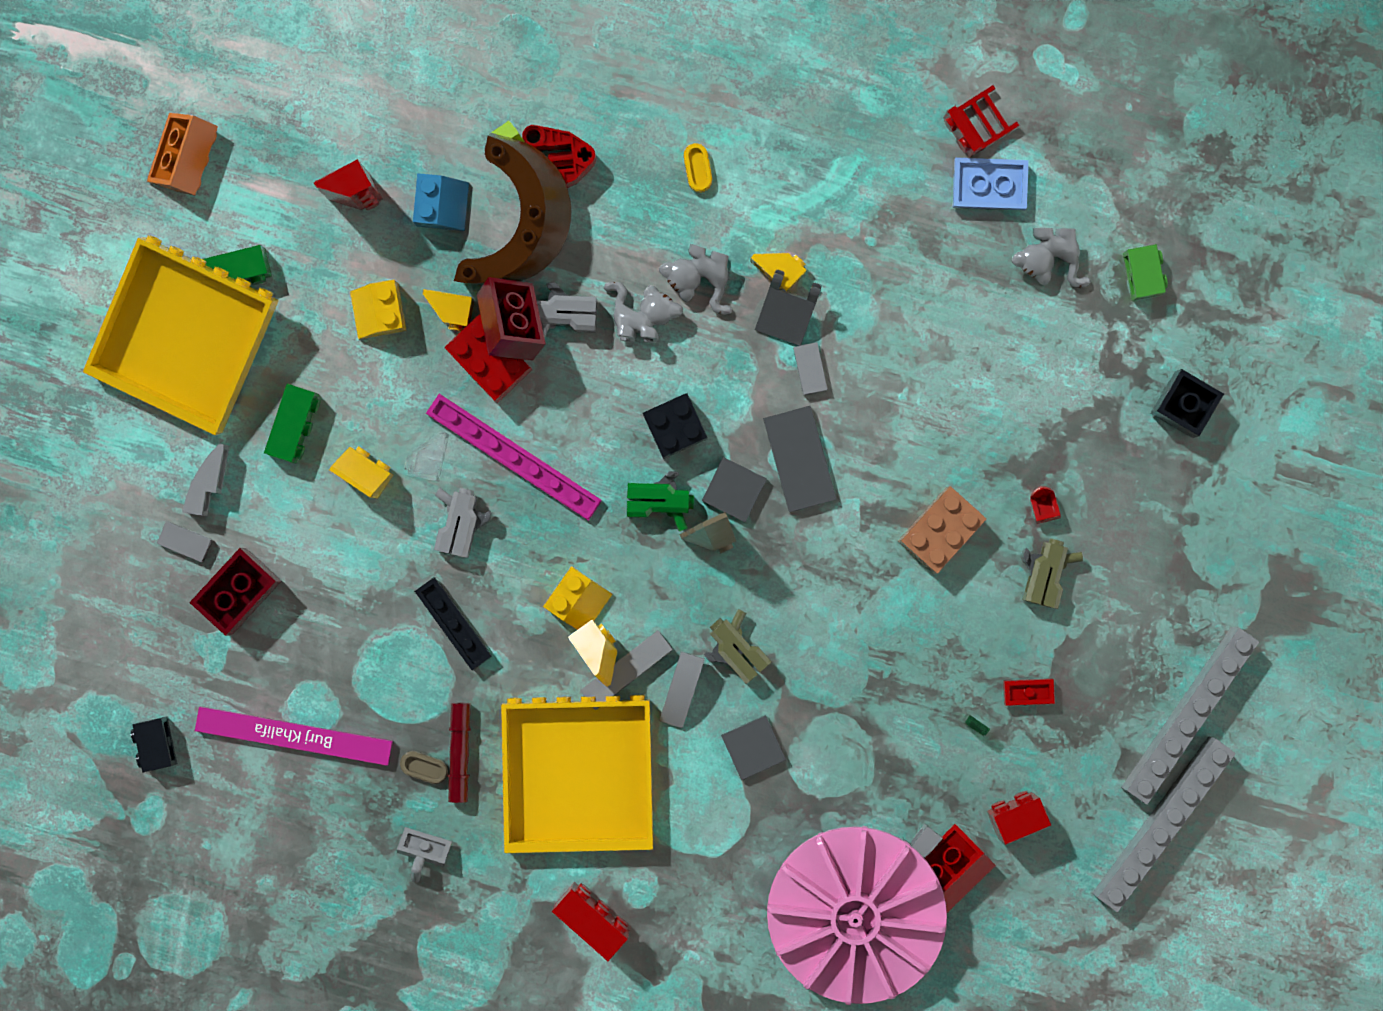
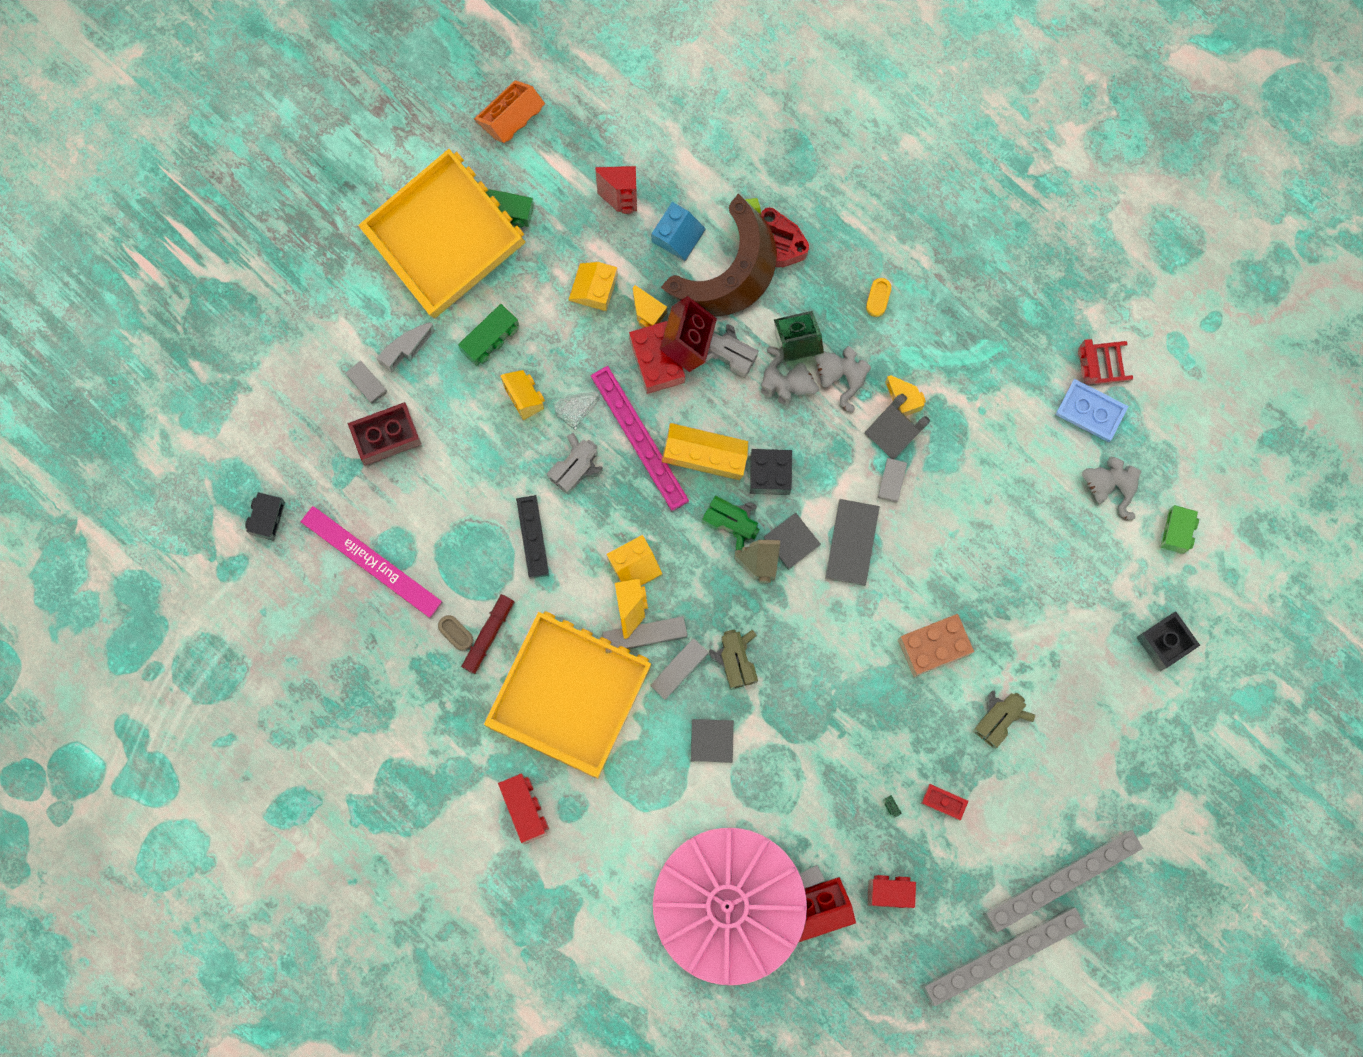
camera: 20 degrees right, 10 degrees down
(424, 849) = (423, 692): light grey plate -> none
(593, 437) = (705, 451): none -> yellow slope
(632, 259) = (798, 336): none -> clear green brick
(1044, 505) = (1023, 665): red plate -> none

